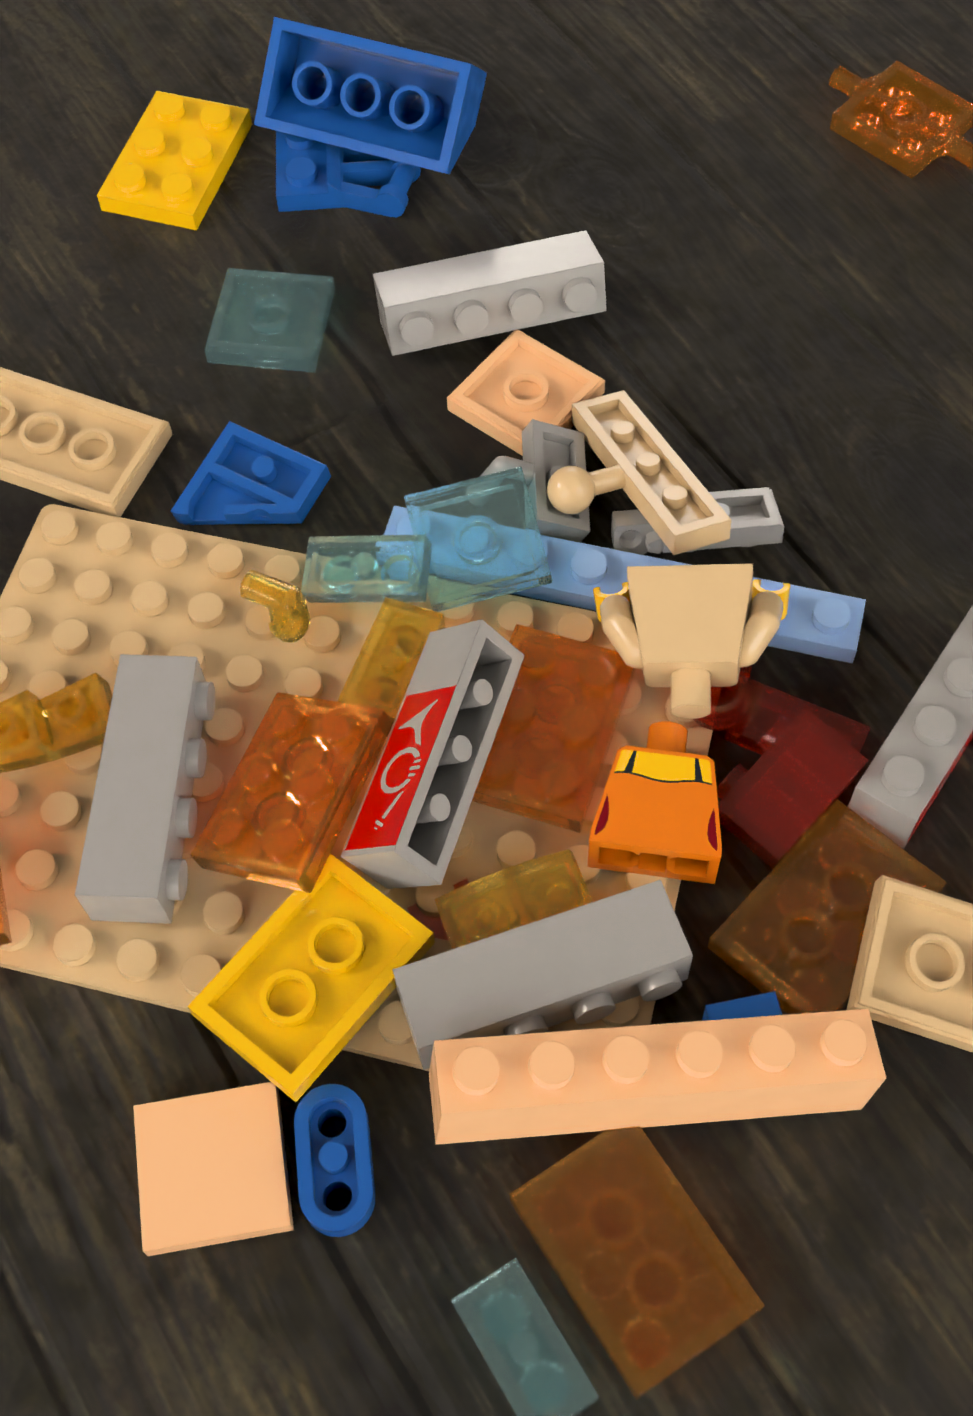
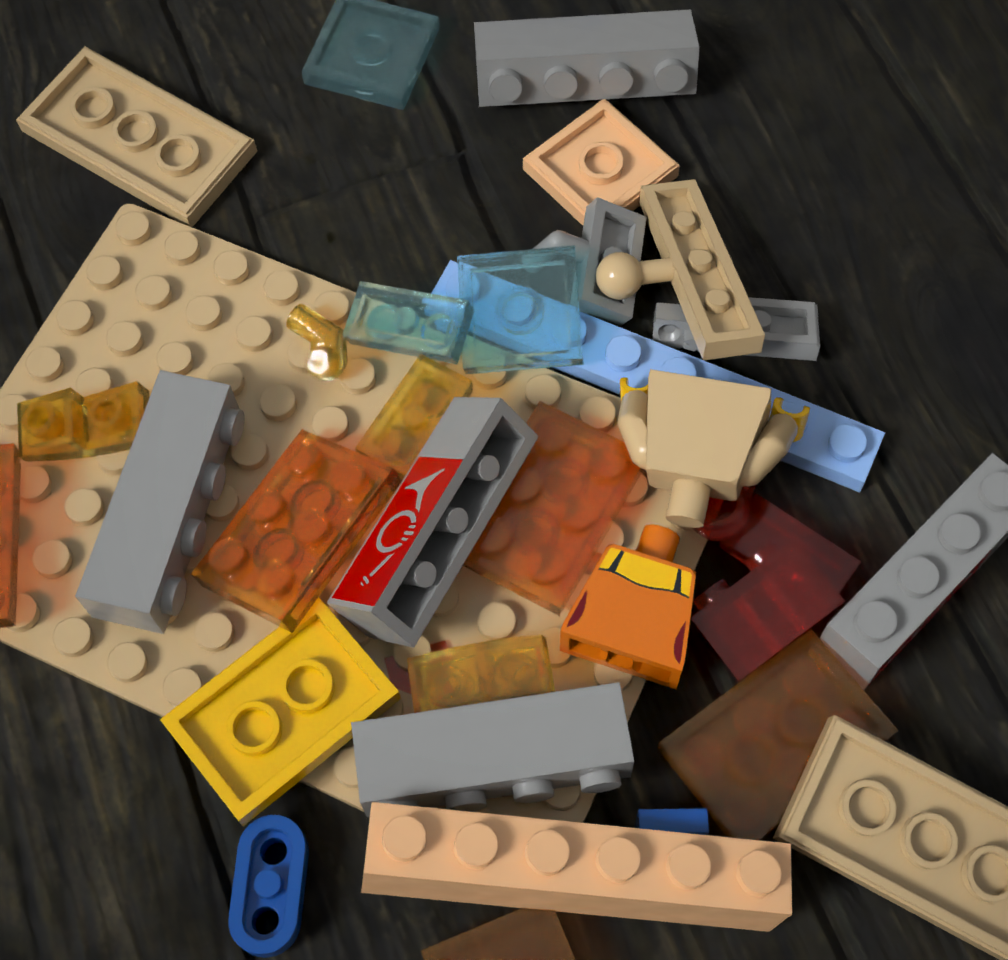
camera: 10 degrees right, 5 degrees up
(211, 1169) = (158, 871): light nougat tile -> none
(251, 483) = (319, 214): blue wing -> none

